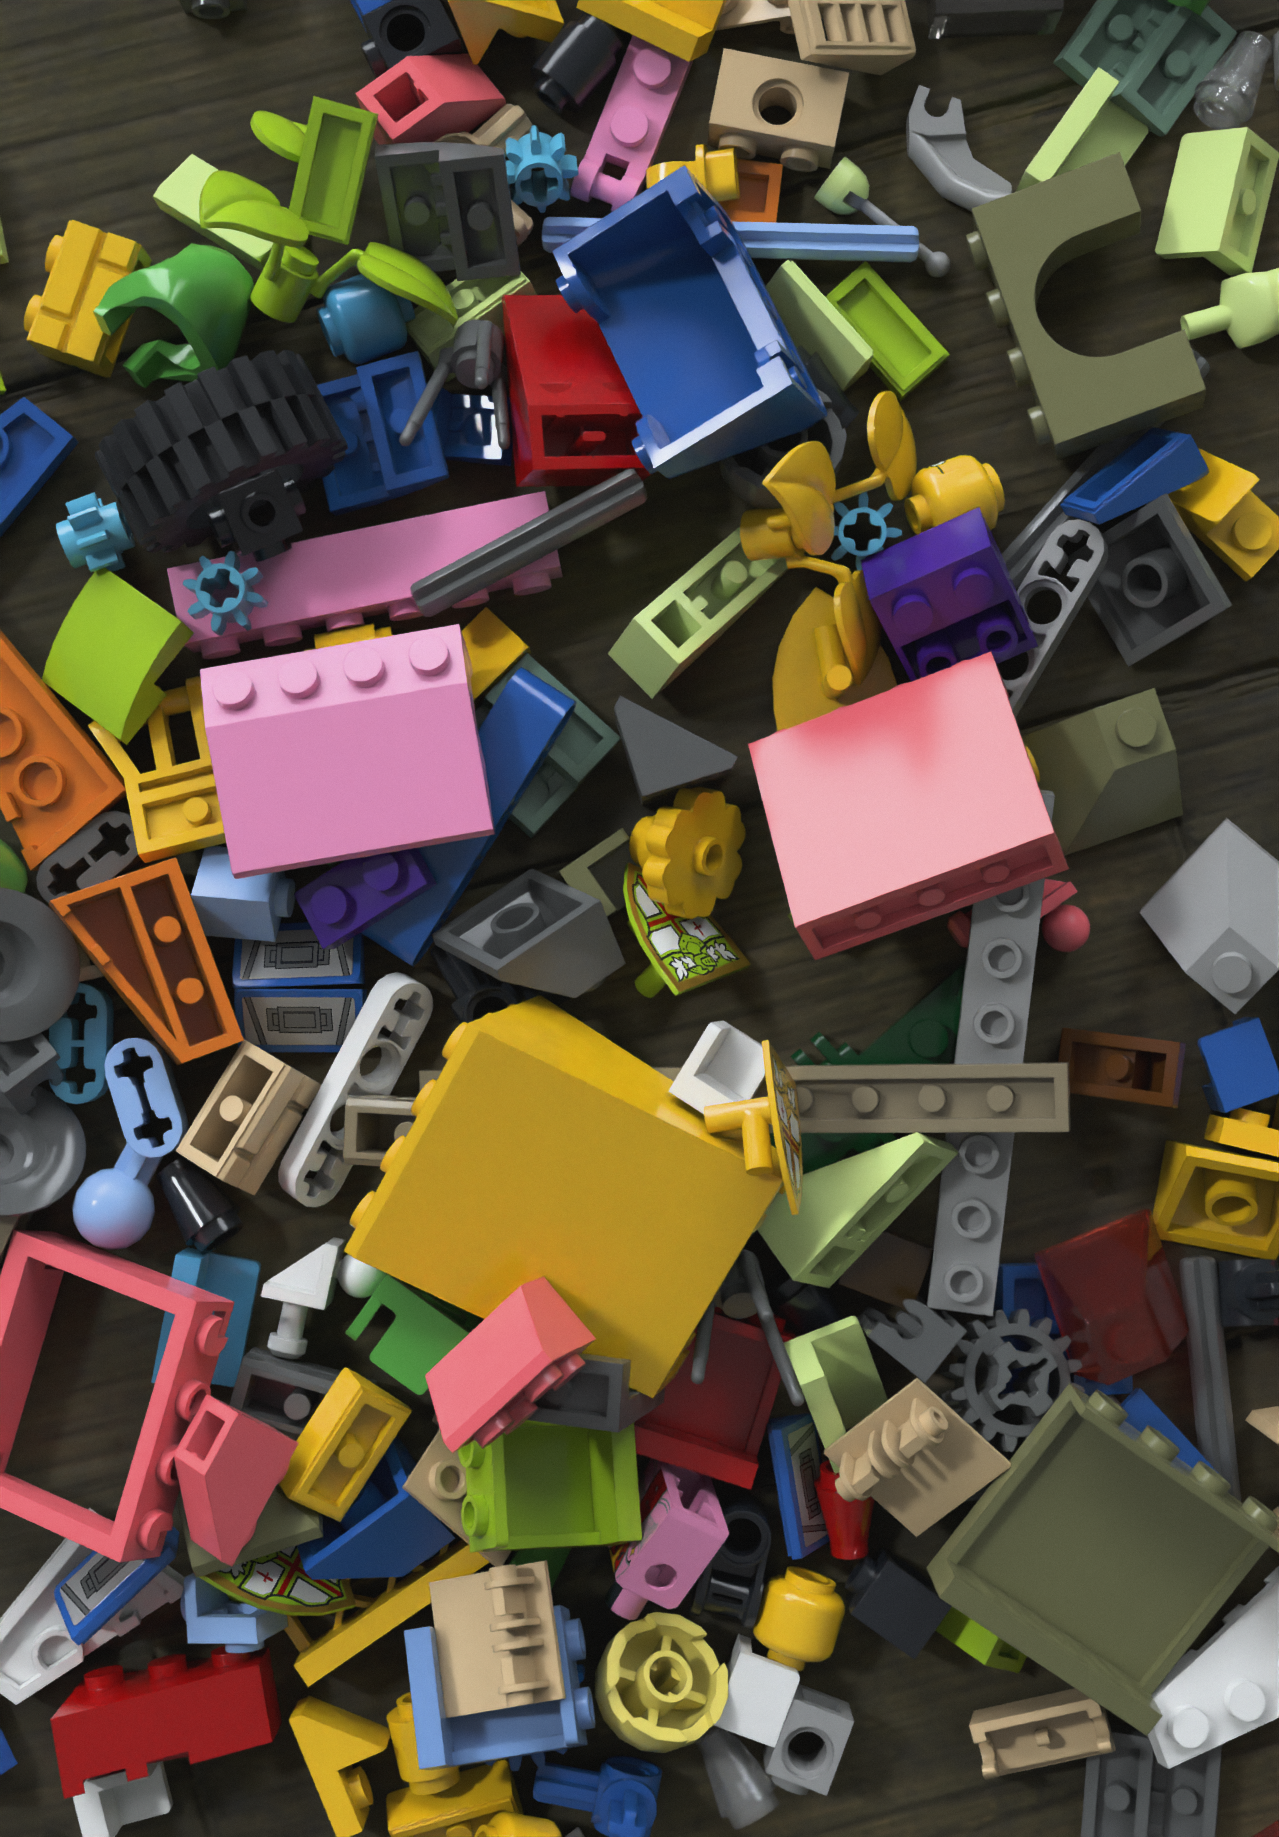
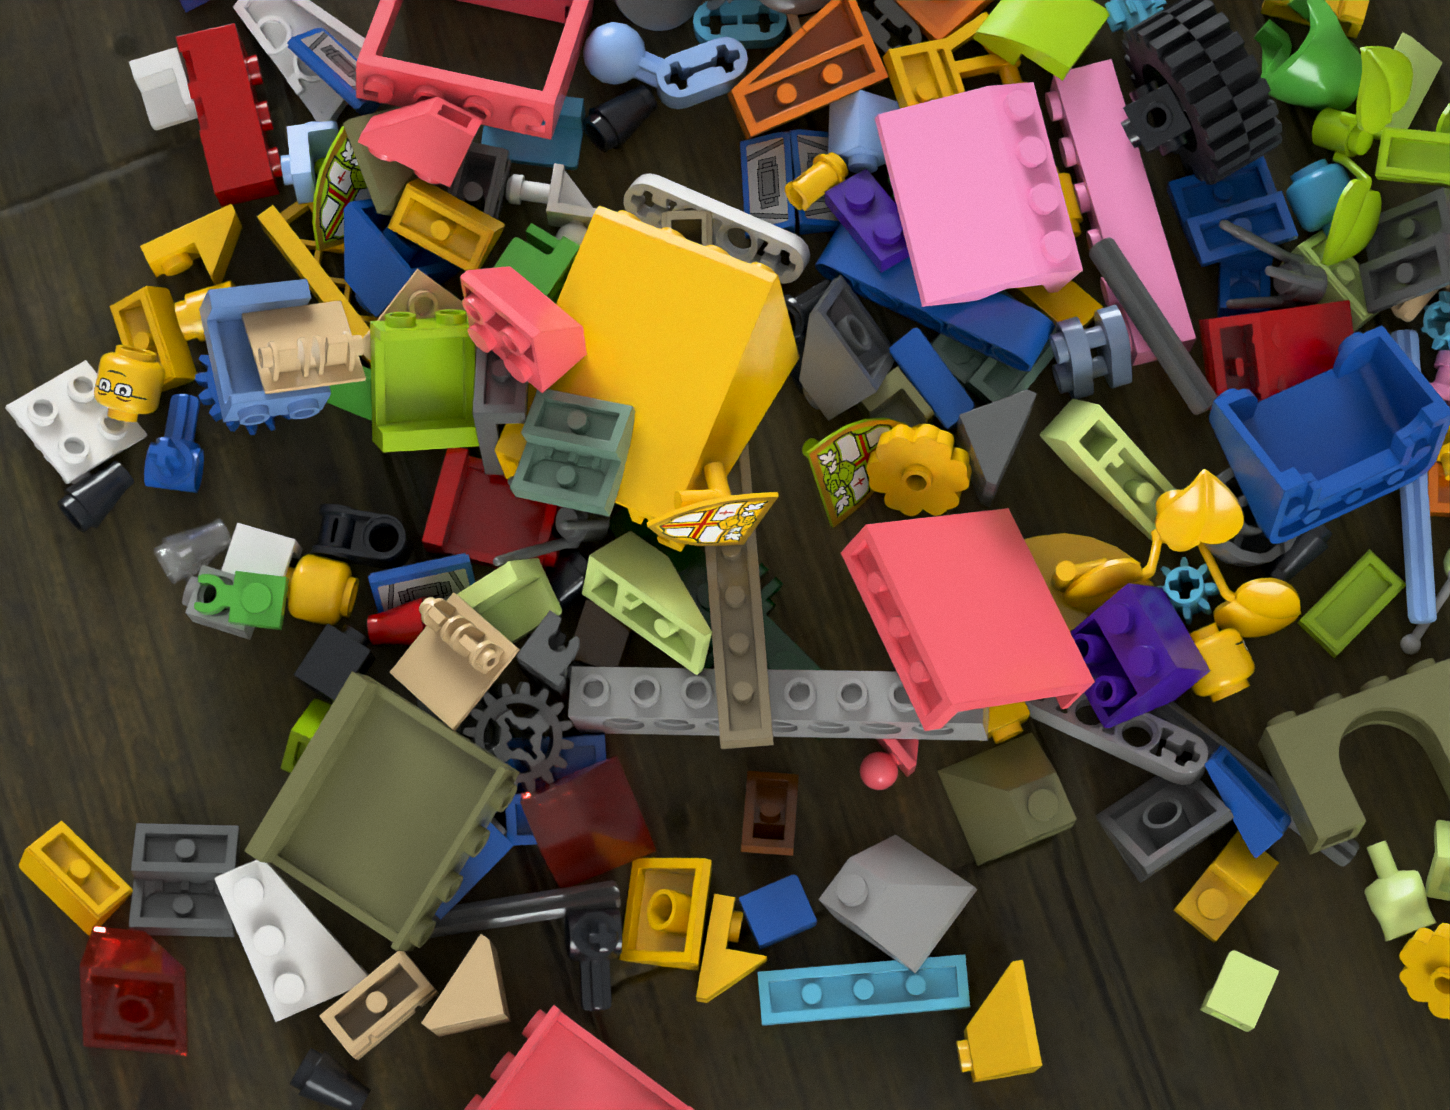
camera: 85 degrees right, 10 degrees down
(217, 577) = (1099, 85): medium azure gear -> none
(248, 1118) = (690, 147): tan brick -> none
(296, 945) = (811, 185): none -> yellow pin
(556, 633) = (1072, 352): none -> sand blue brick
(576, 828) = (931, 377): none -> blue slope
(660, 1683) = (268, 480): light yellow cylinder -> none
(674, 1299) = (574, 451): none -> sand green slope
(679, 1539) = (379, 477): bright pink torso -> none
(721, 1068) = (755, 473): white panel -> none
(818, 325) = (1347, 545): yellowish green slope -> none
(819, 1713) = (252, 599): none -> bright green plate
(1040, 1732) = (234, 782): tan hinge -> none

